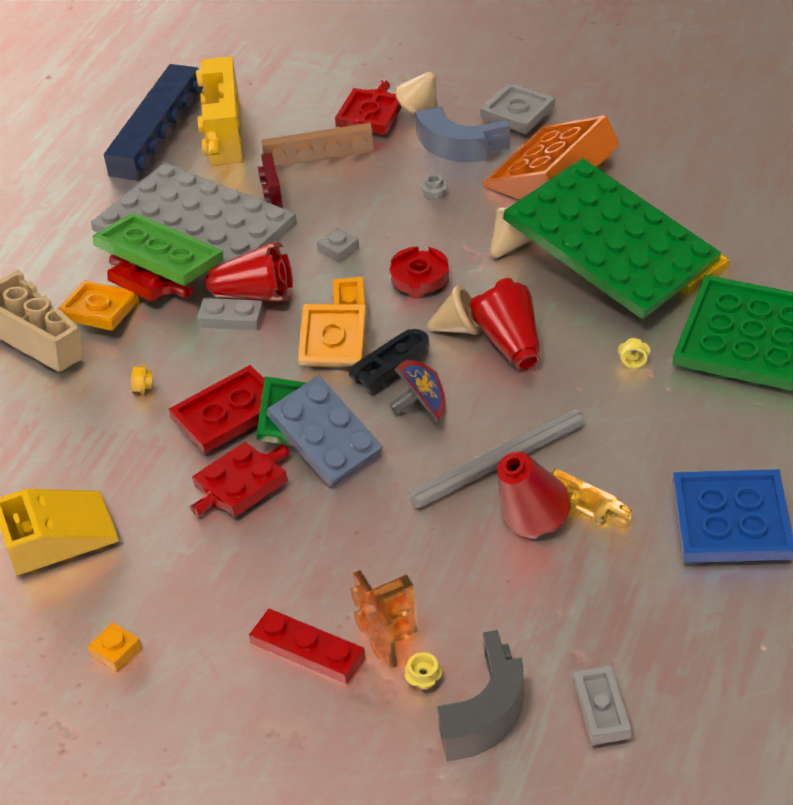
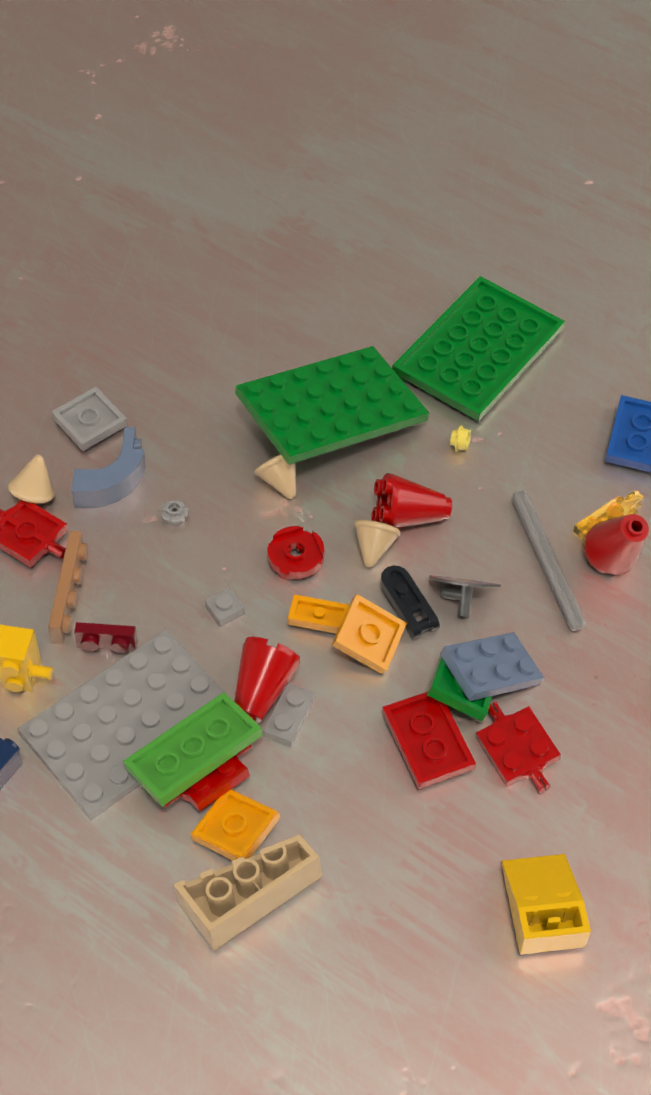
camera: 80 degrees left, 10 degrees up
(140, 379) = (361, 804): yellow plate -> none
(551, 152) = (186, 417): orange slope -> none

